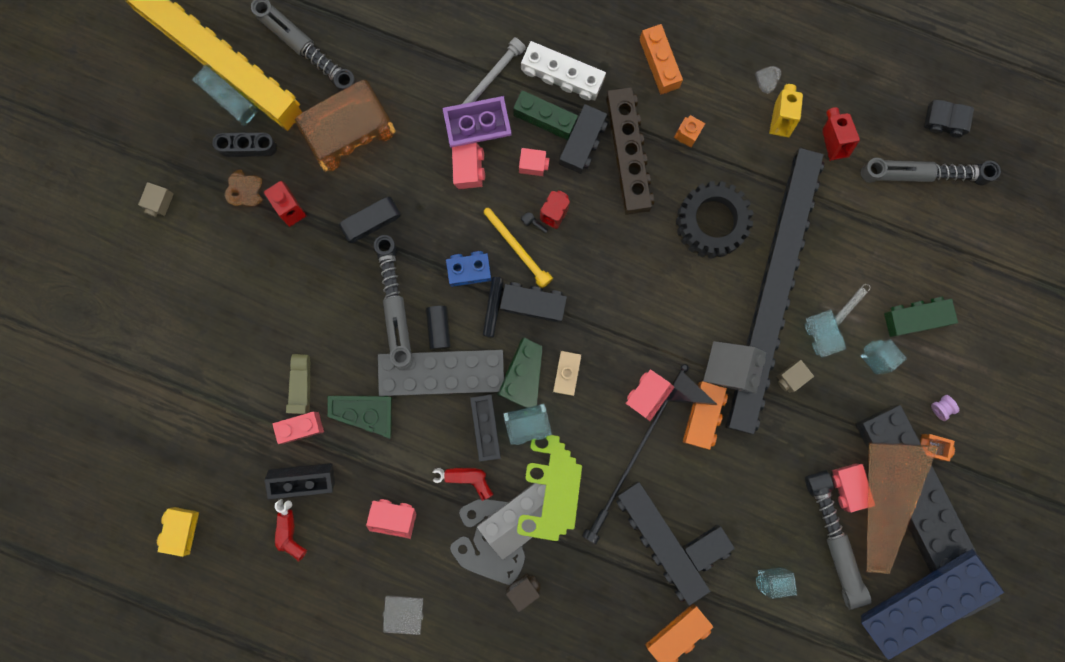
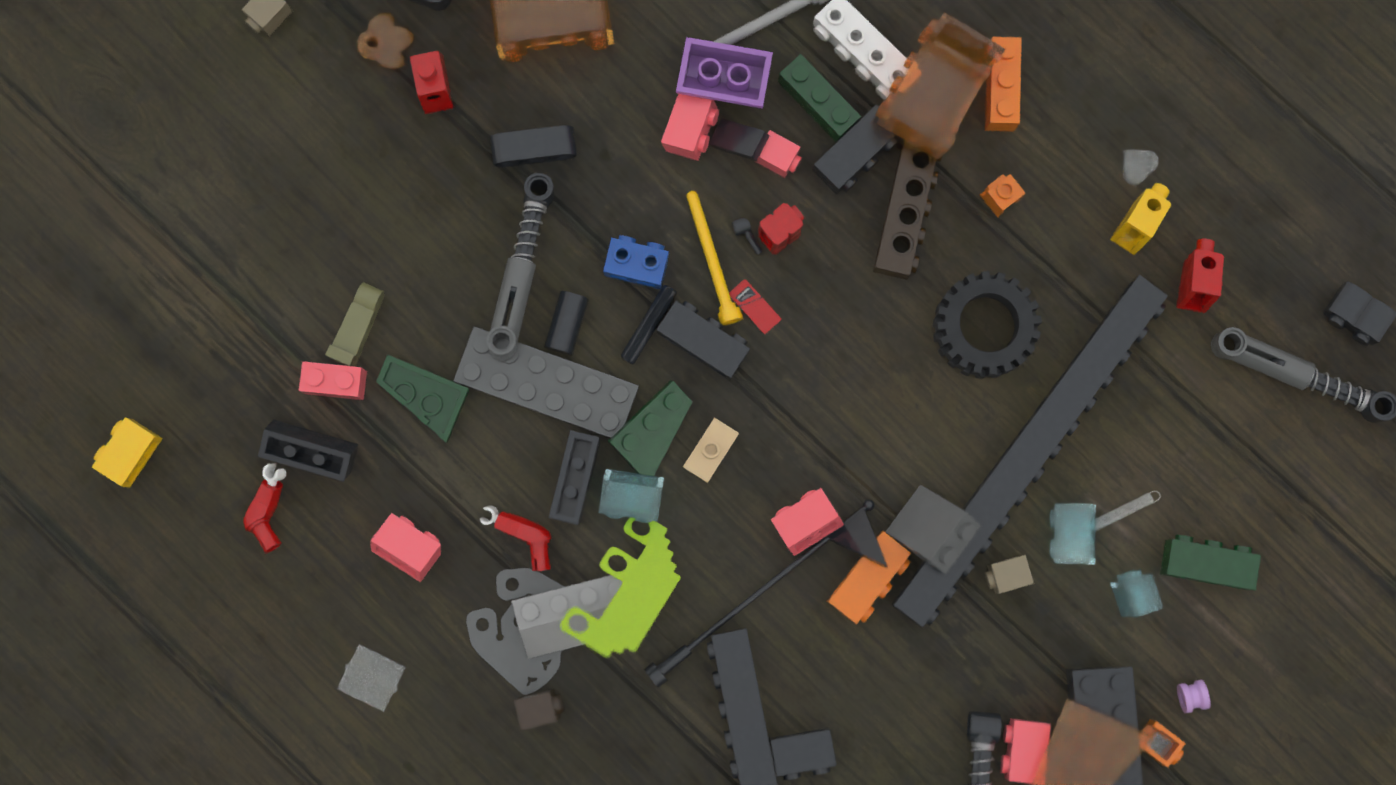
camera: 25 degrees right, 0 degrees up
(504, 162) = (739, 139): none -> black tile
(557, 267) = (754, 306): none -> red sticker
(621, 74) = (938, 85): none -> clear orange windscreen

